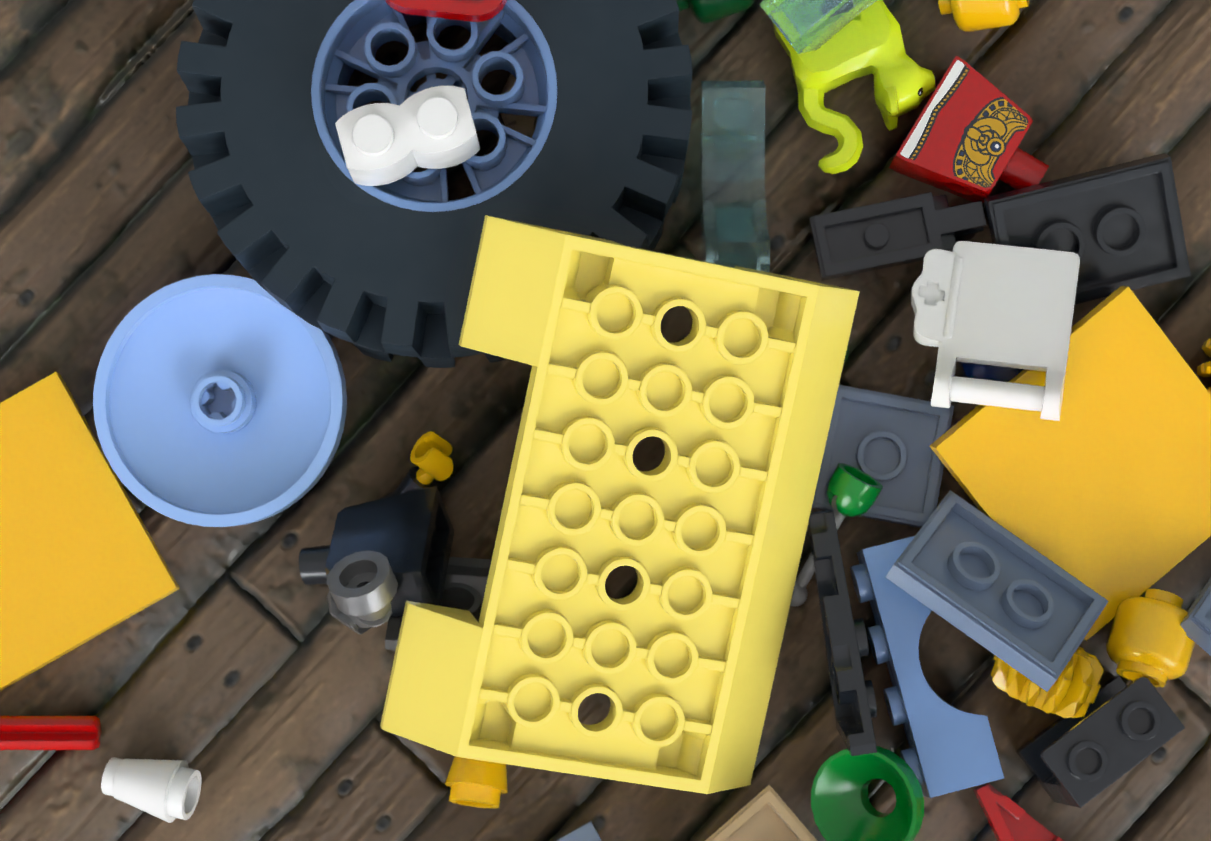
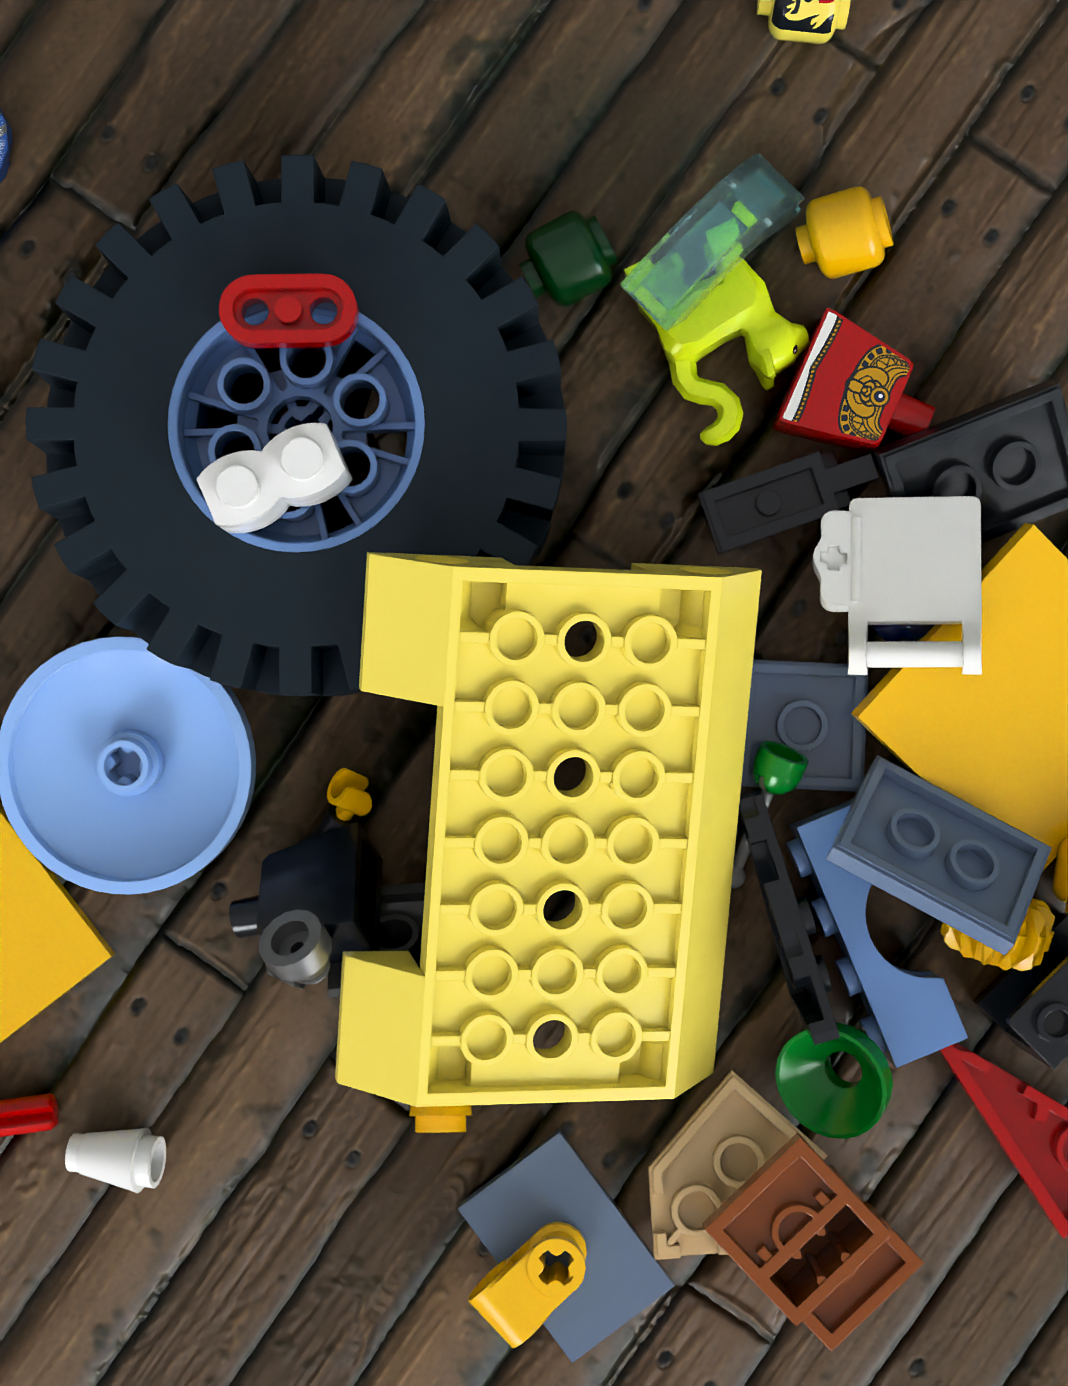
camera: 10 degrees left, 5 degrees up
(733, 174) = (616, 466): clear light blue arch -> none

